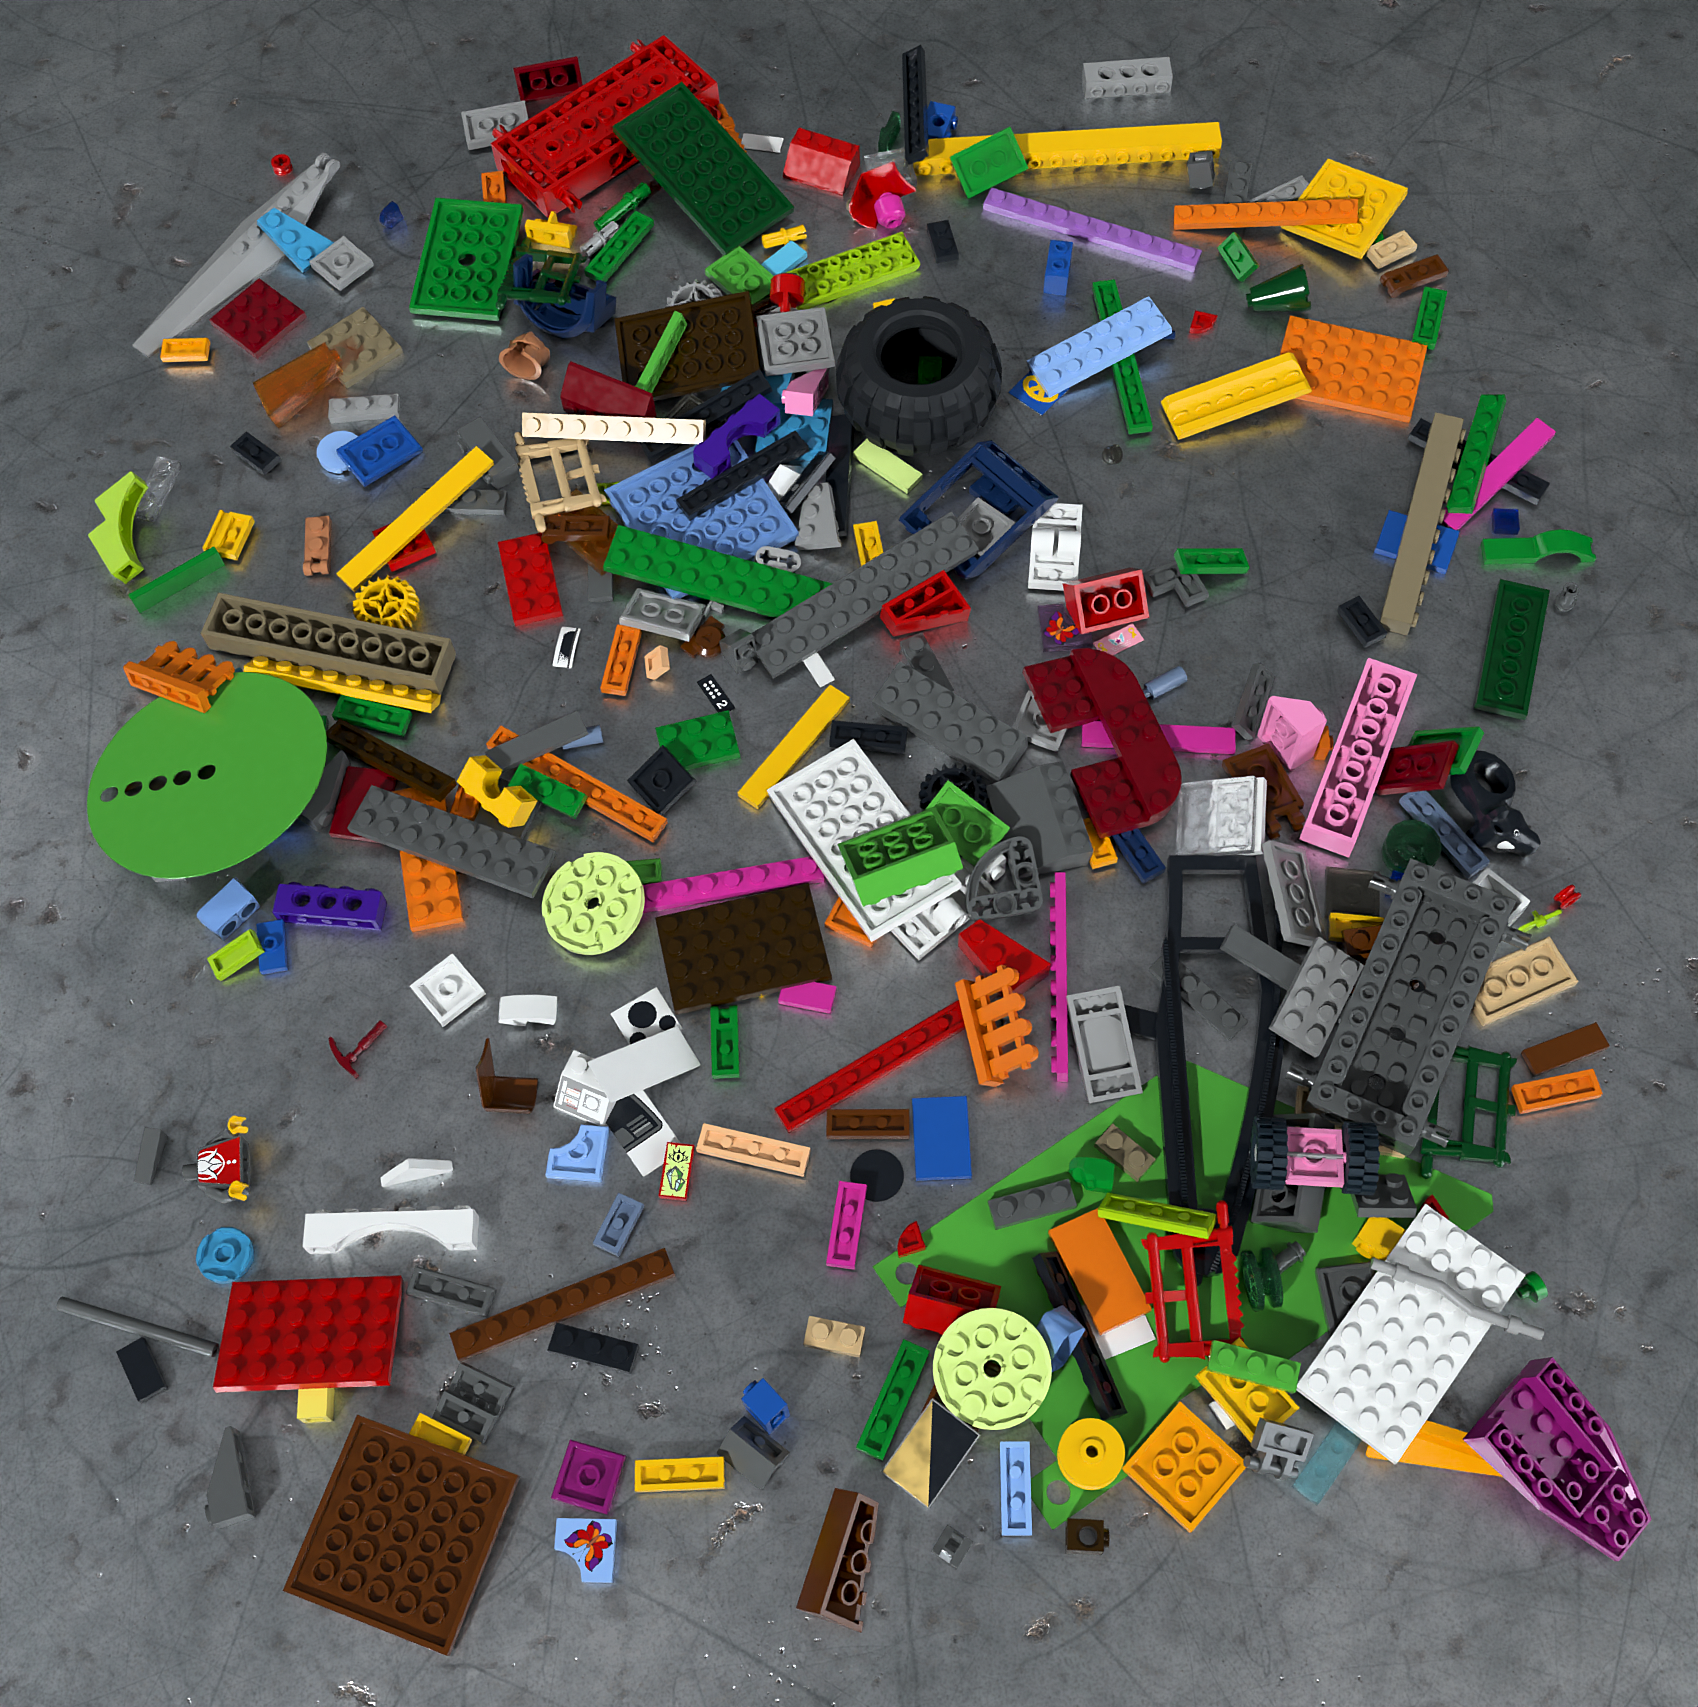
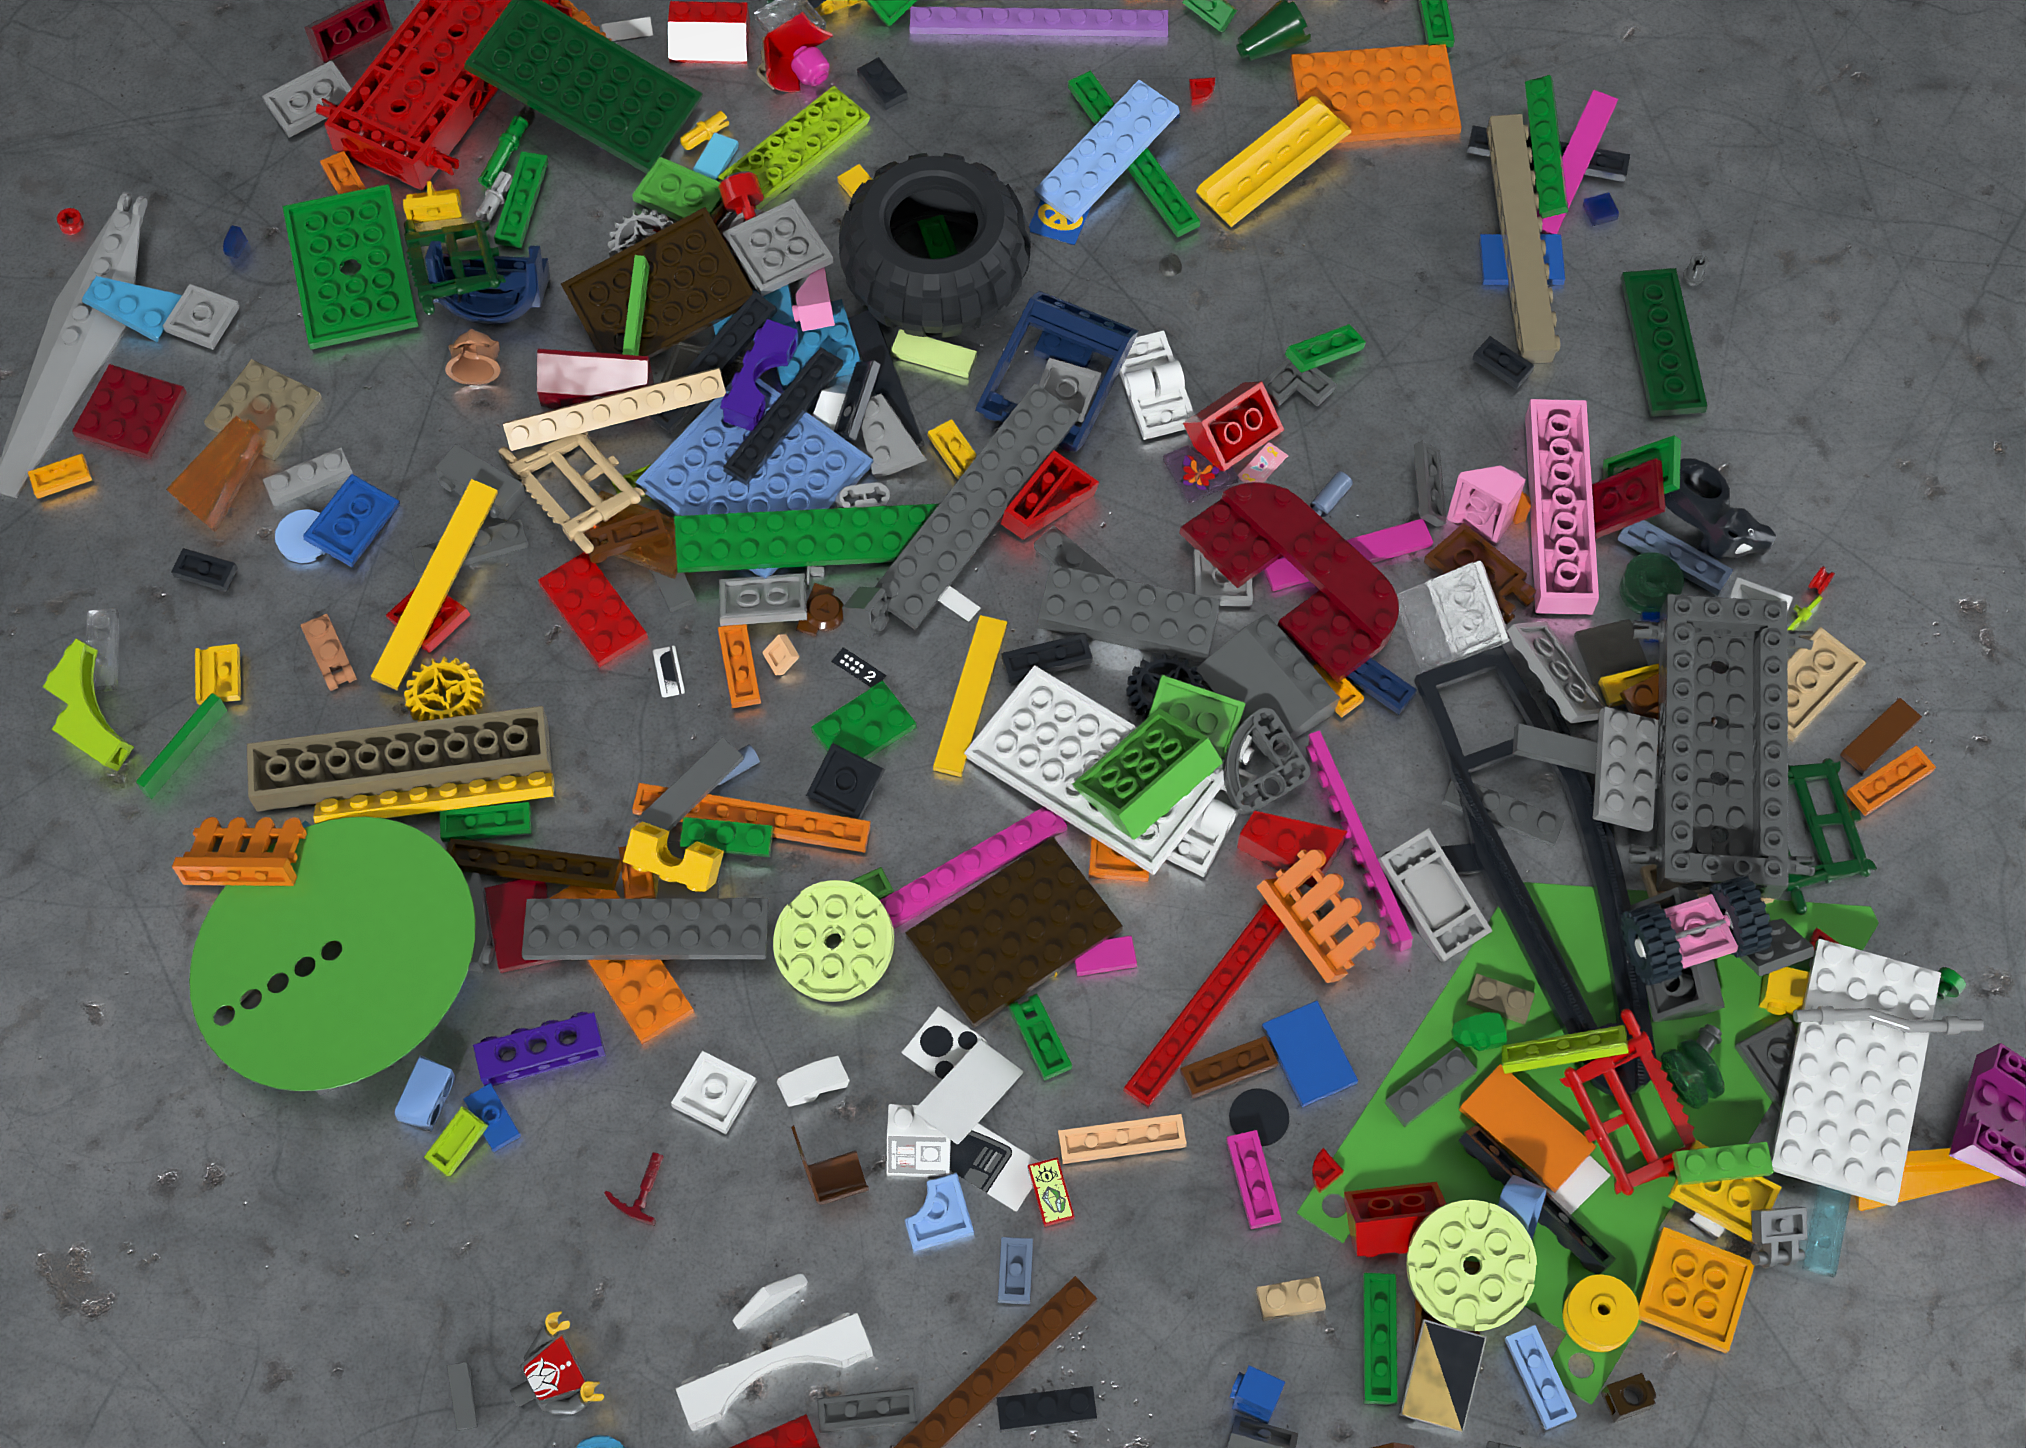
camera: 25 degrees left, 0 degrees up
(1058, 267) = (1024, 75): blue brick -> none
(1534, 548) = (1641, 229): green piece -> none

